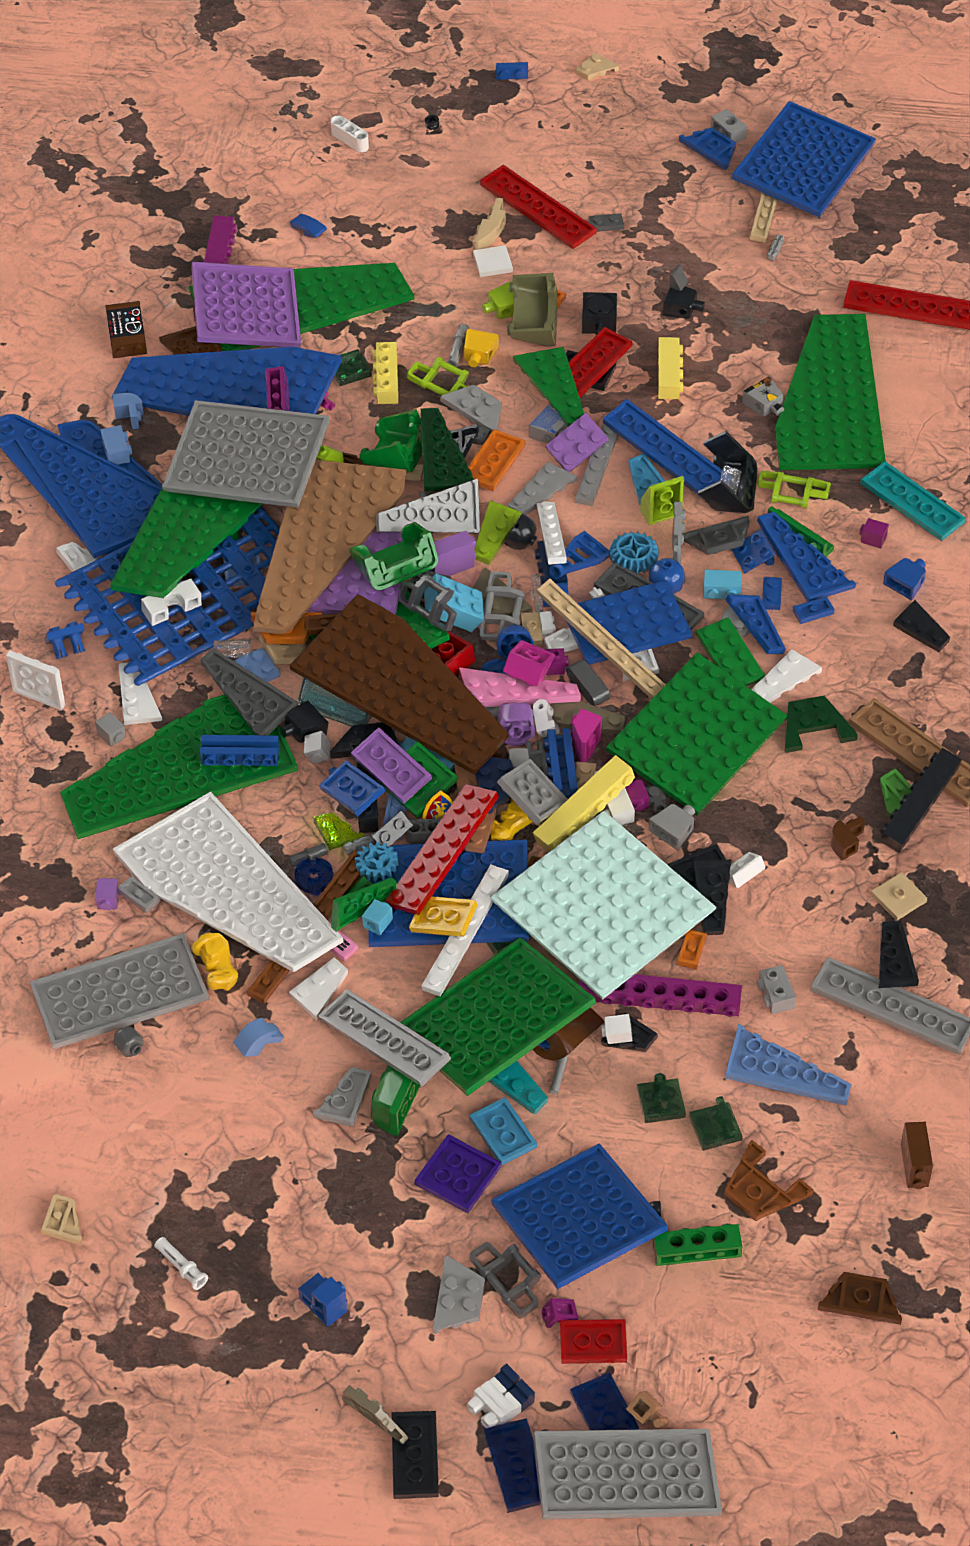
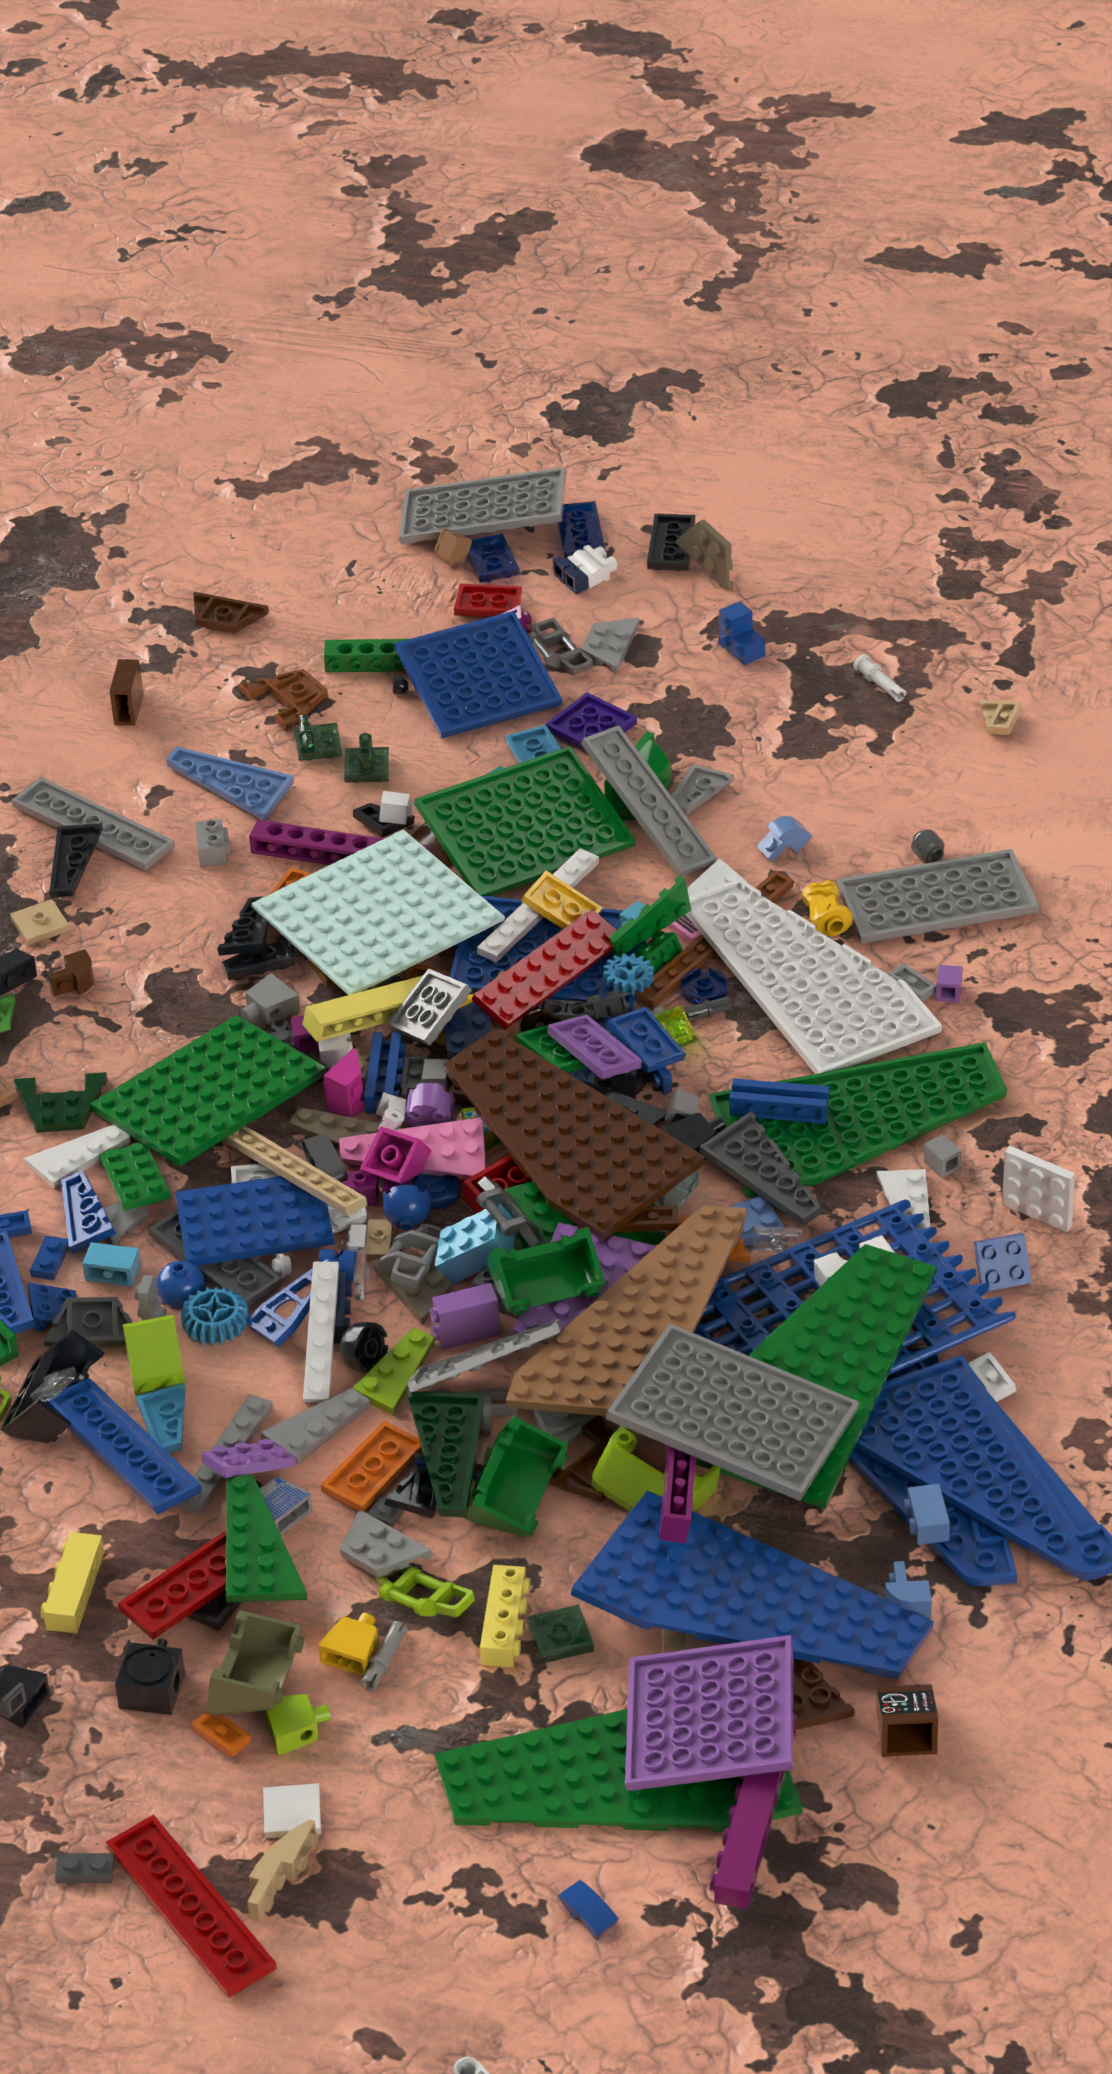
camera: 170 degrees left, 10 degrees down
(745, 869) = (202, 962): white slope -> none

